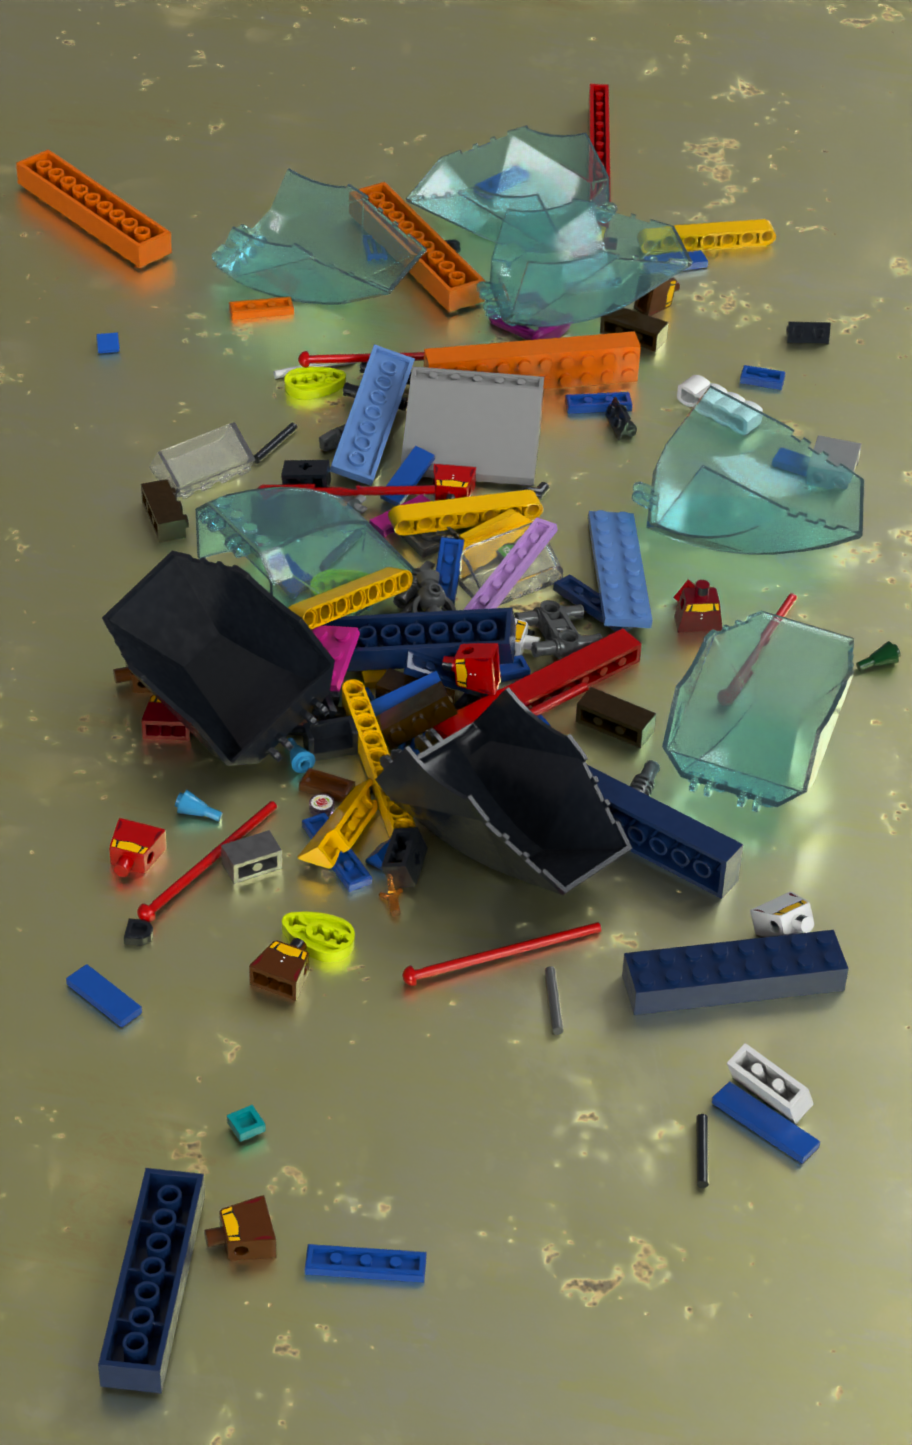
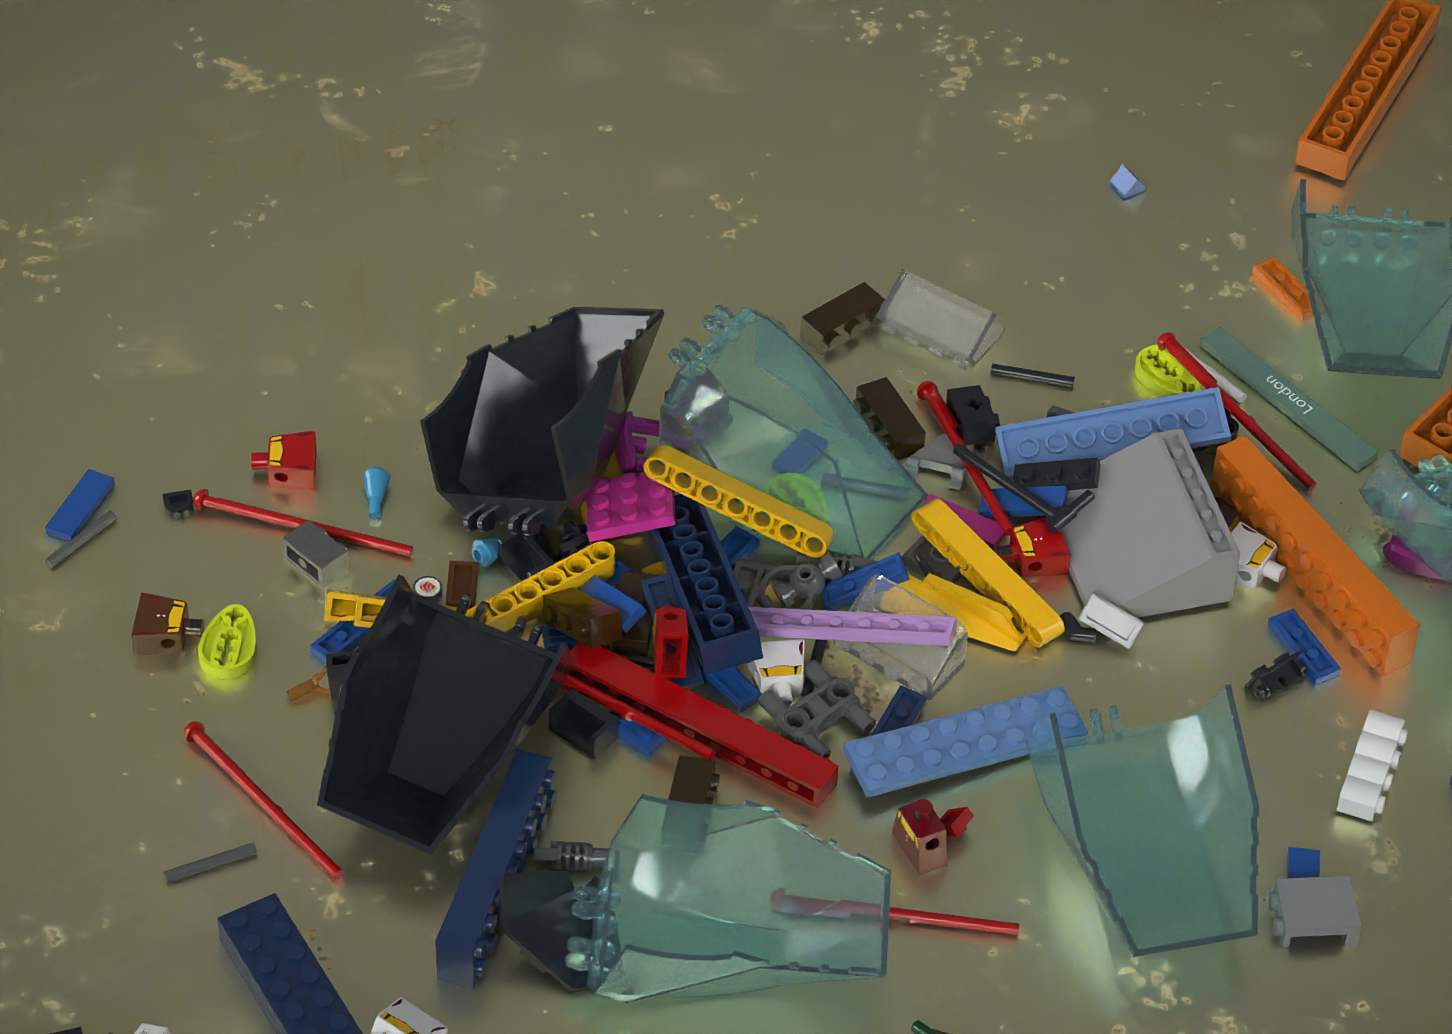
camera: 70 degrees right, 5 degrees up
(143, 1001) = (80, 539): none -> dark grey bar
(366, 339) = (1288, 399): none -> sand green tile
(400, 447) = (1073, 473): none -> black plate
(442, 458) = (1056, 517): none -> black bar
(542, 469) = (1111, 620): none -> tile
(718, 810) = (539, 919): none -> black panel

